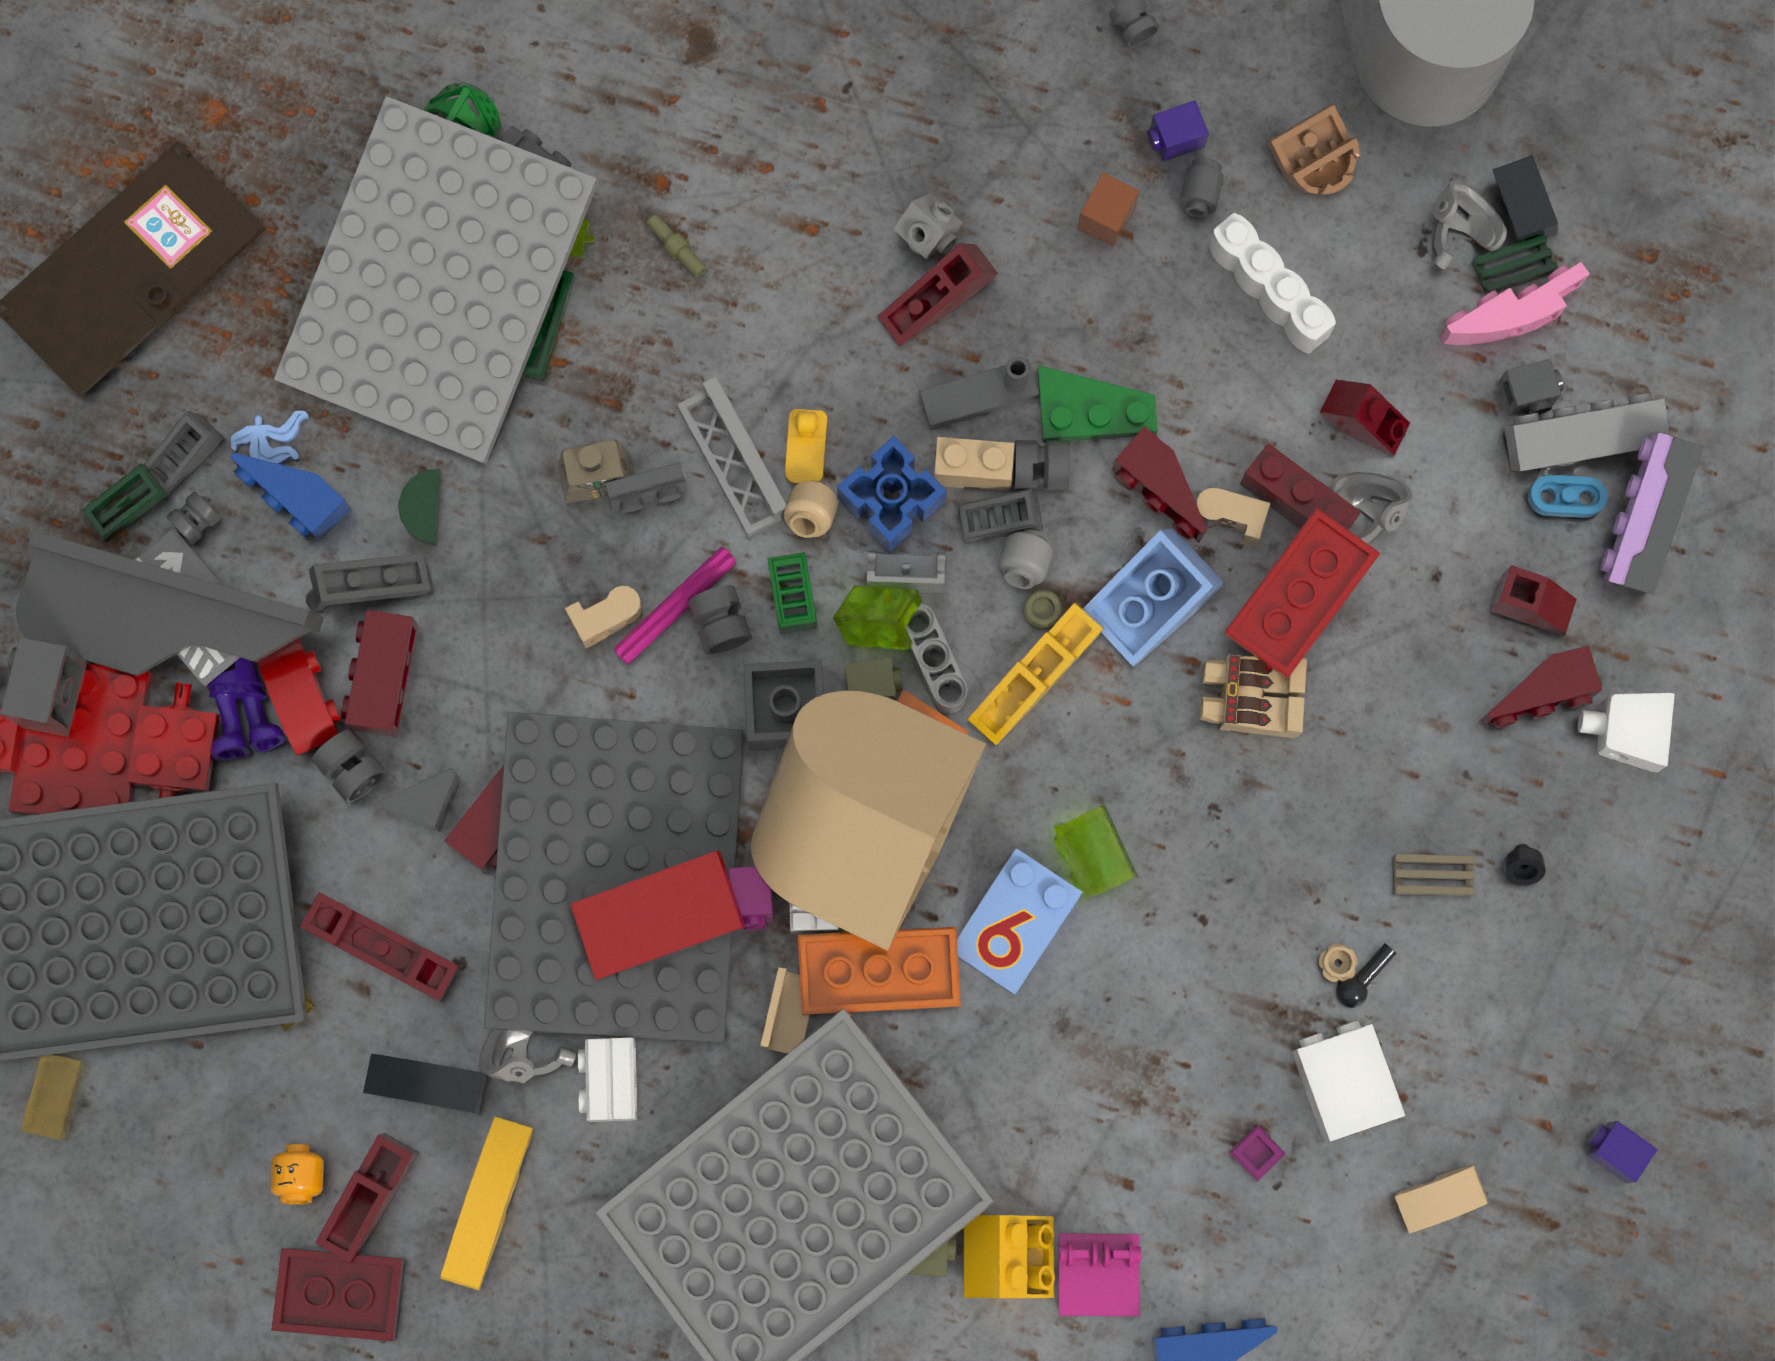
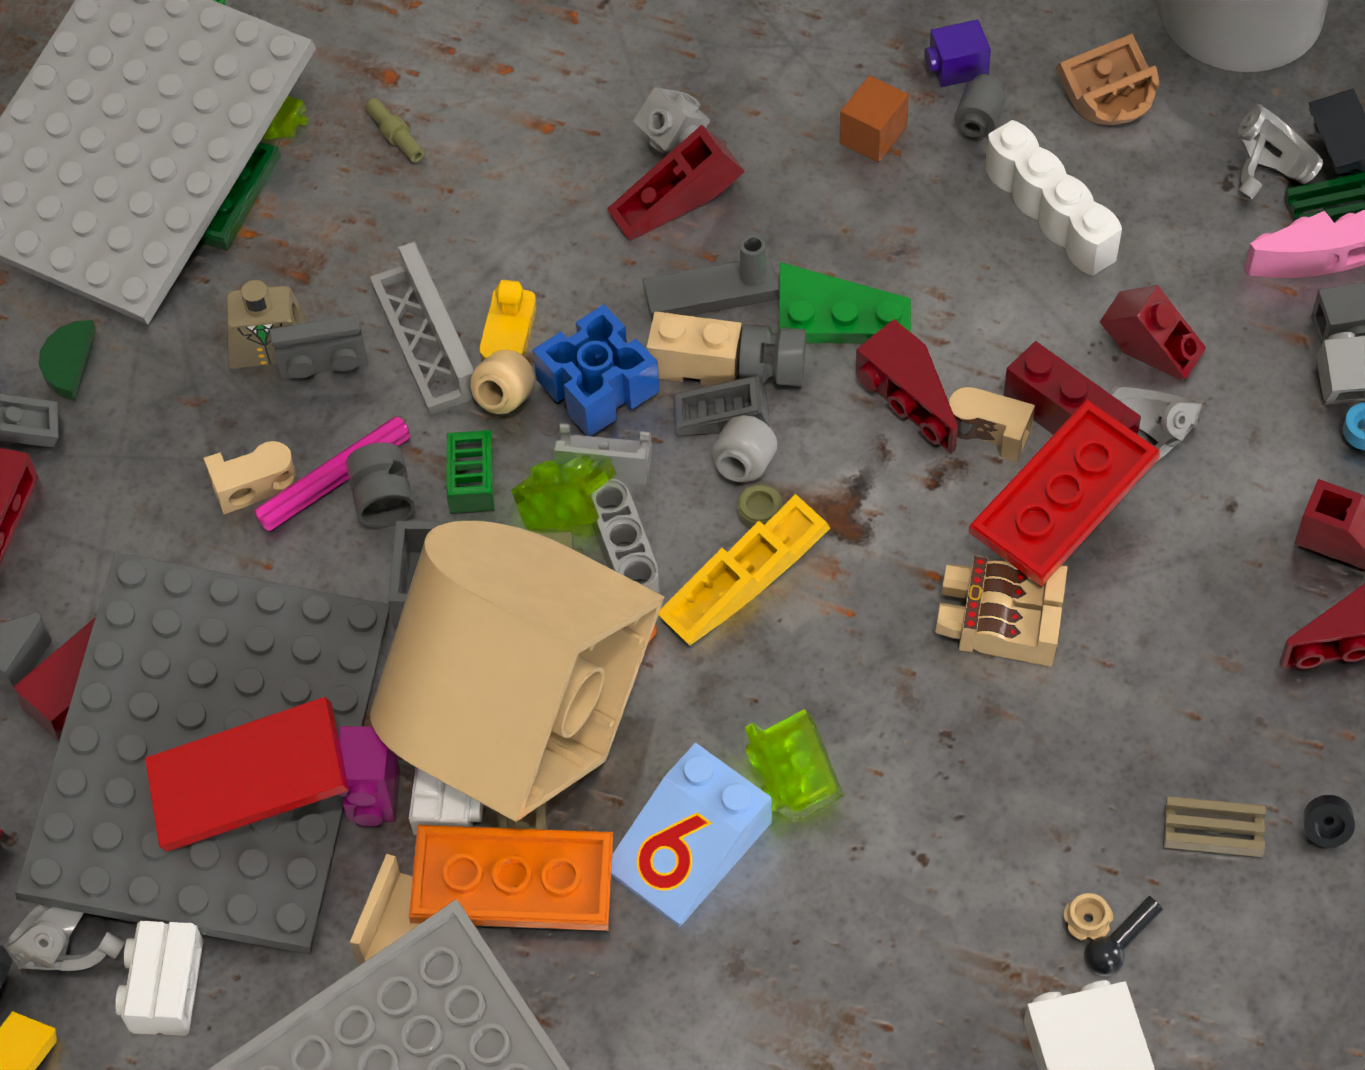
camera: 10 degrees right, 20 degrees down
(1153, 595) = (891, 496): light blue slope -> none

